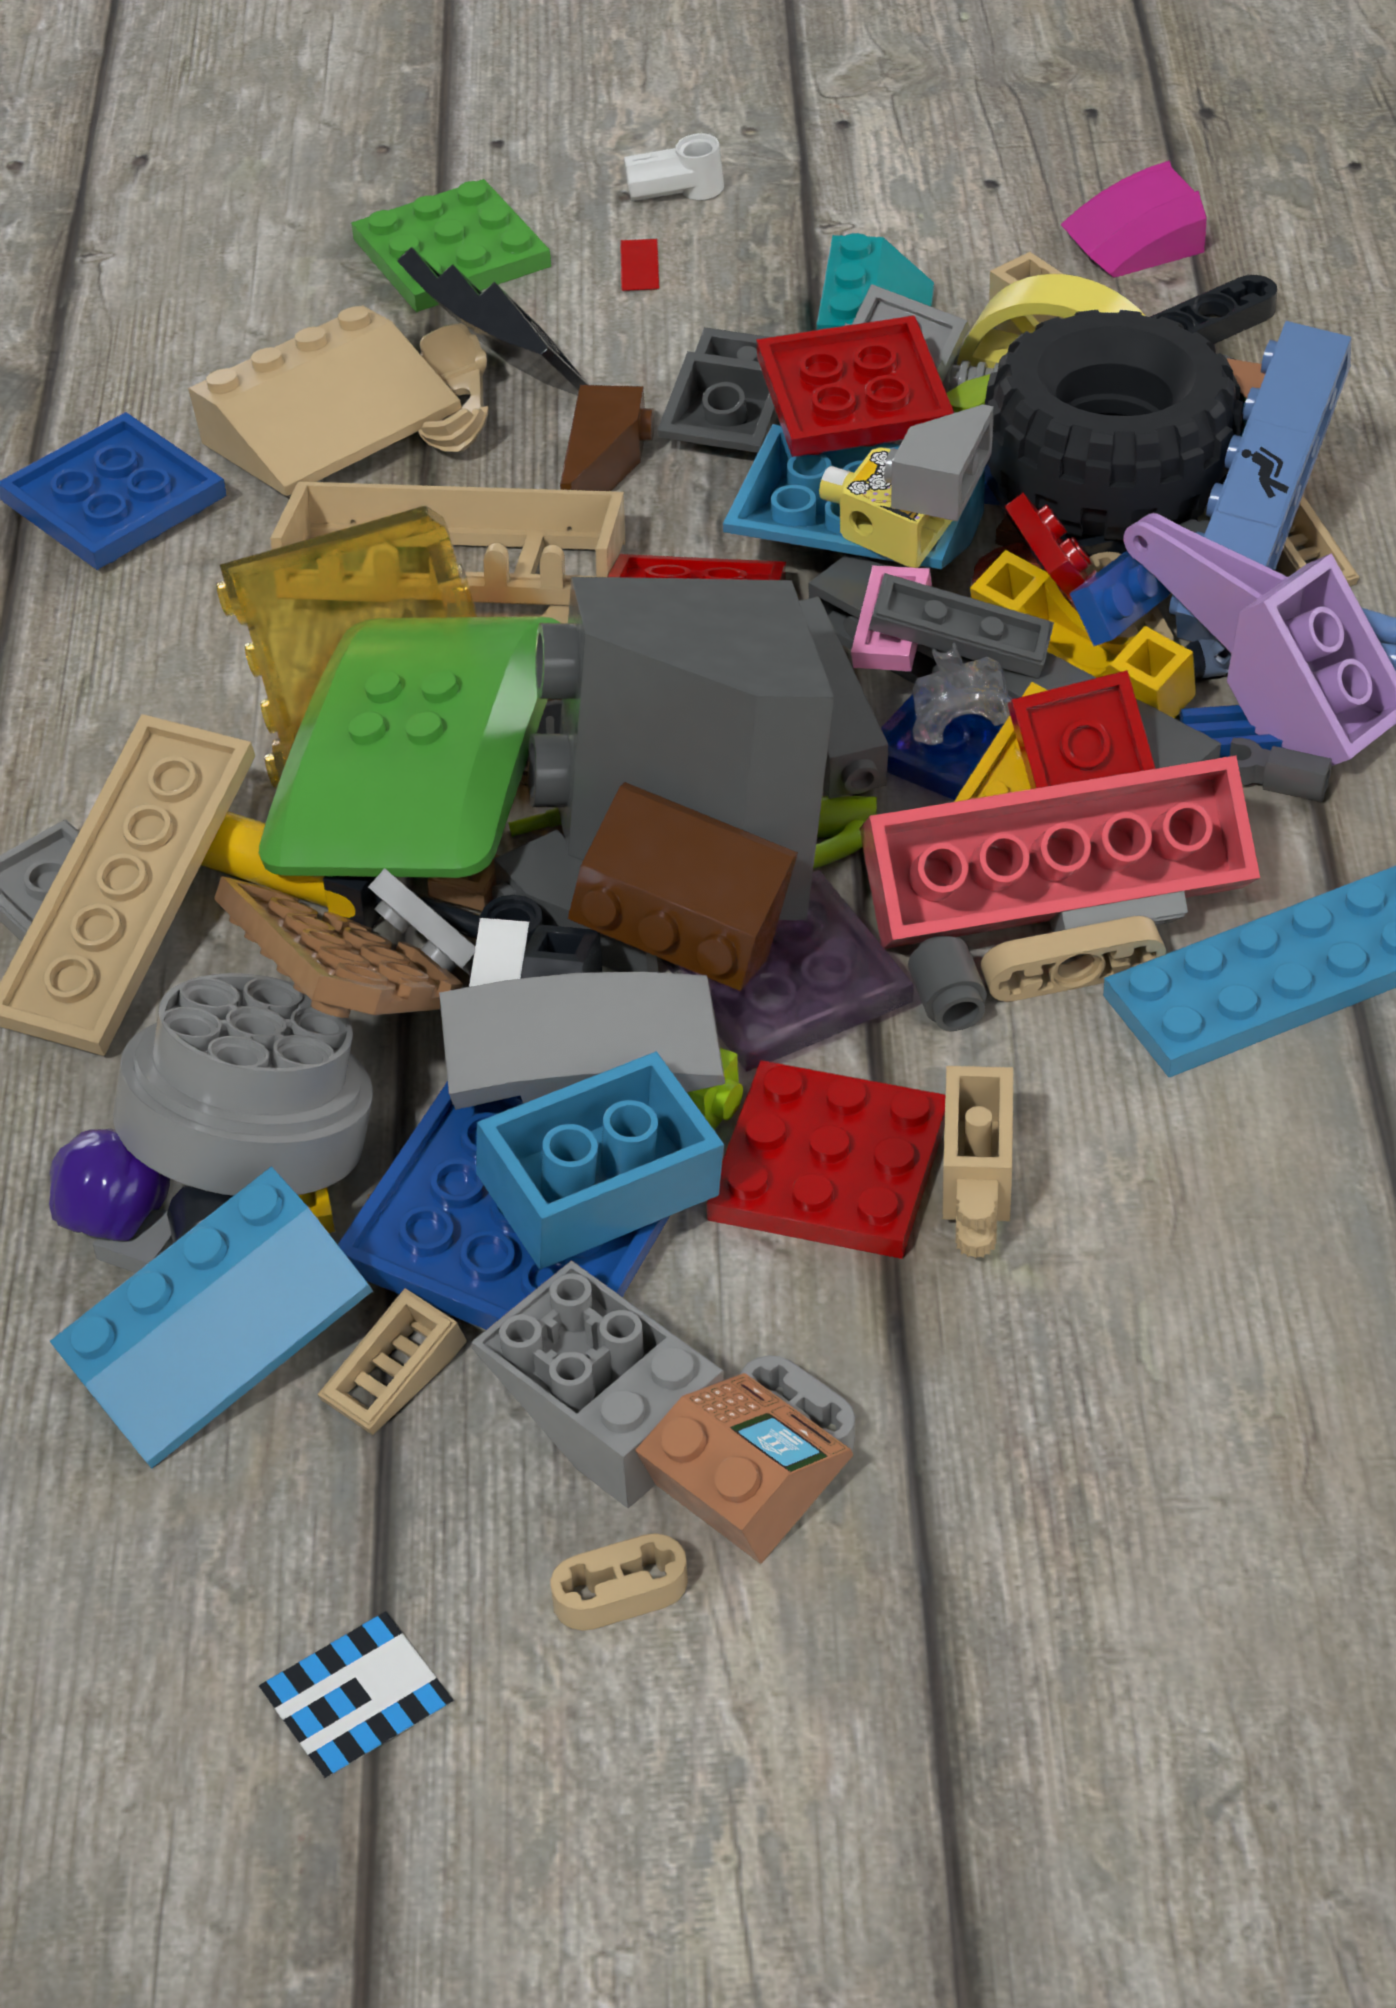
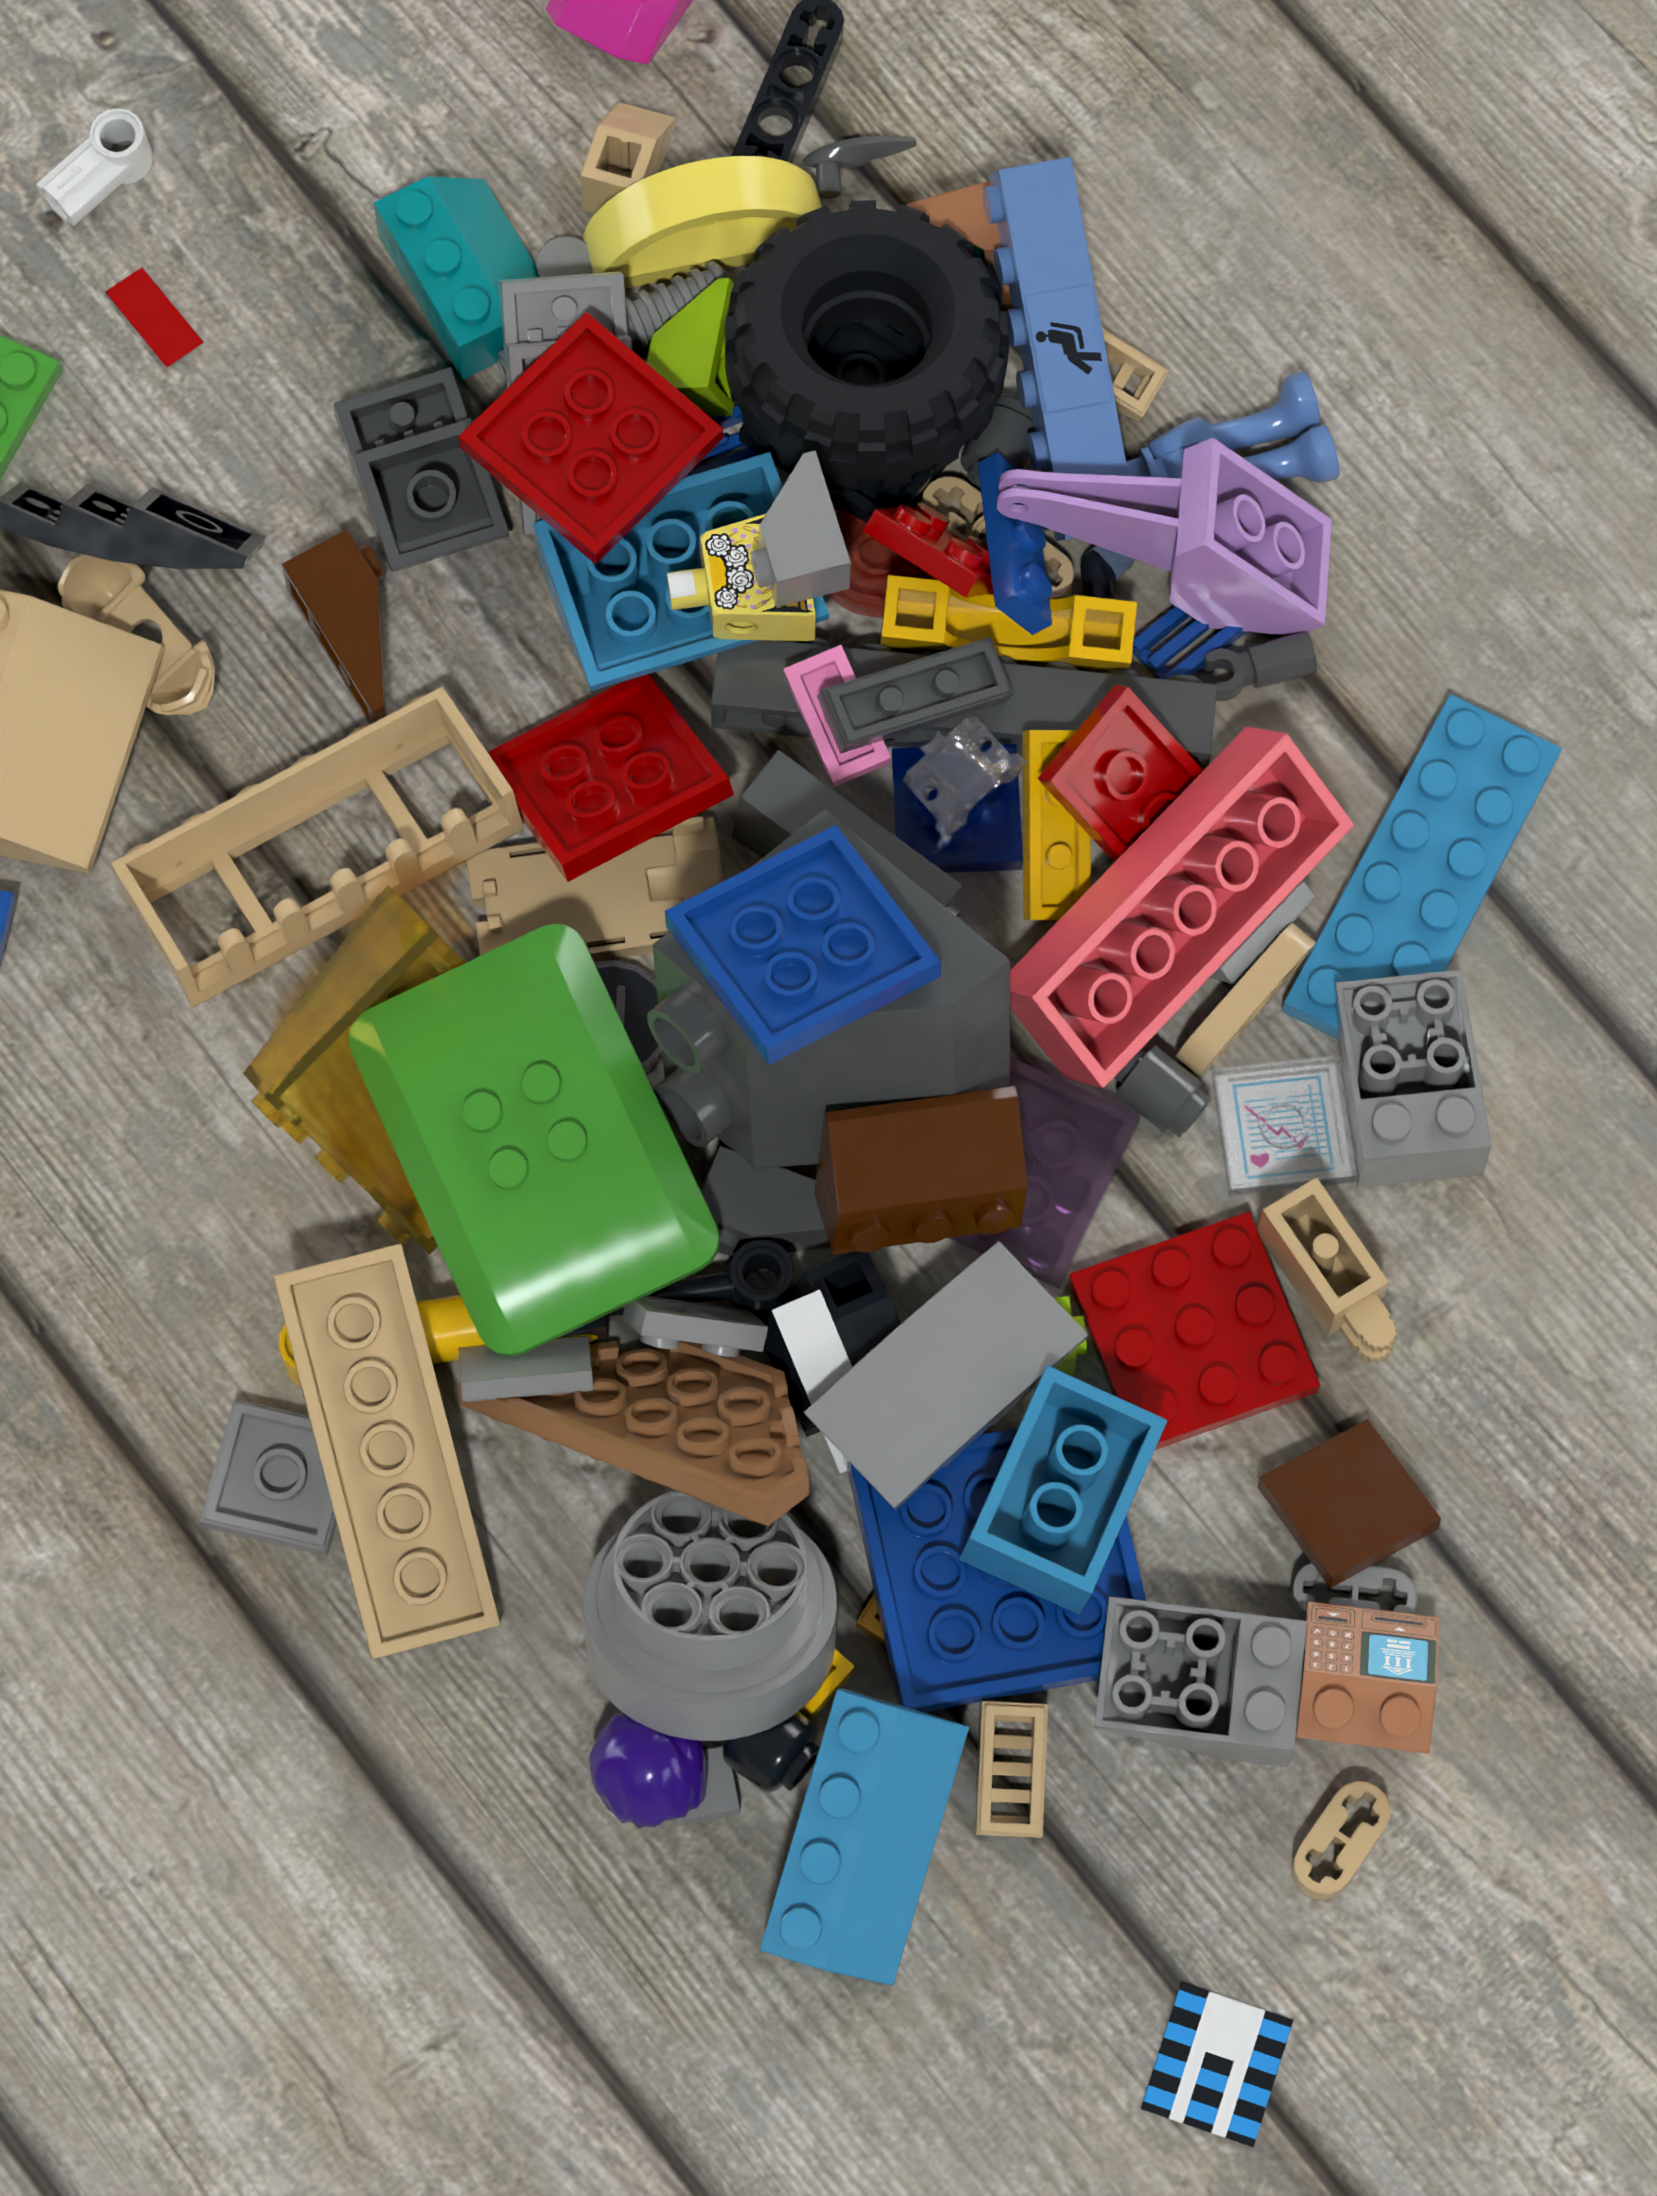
camera: 40 degrees left, 25 degrees up
(276, 890) = (547, 1370): none -> light grey tile
(674, 608) = (802, 944): none -> blue plate
(850, 1332) = (1349, 1503): none -> reddish brown tile
(1052, 1058) = (1283, 1125): none -> clear tile
(1163, 1073) = (1411, 1079): none -> light grey slope

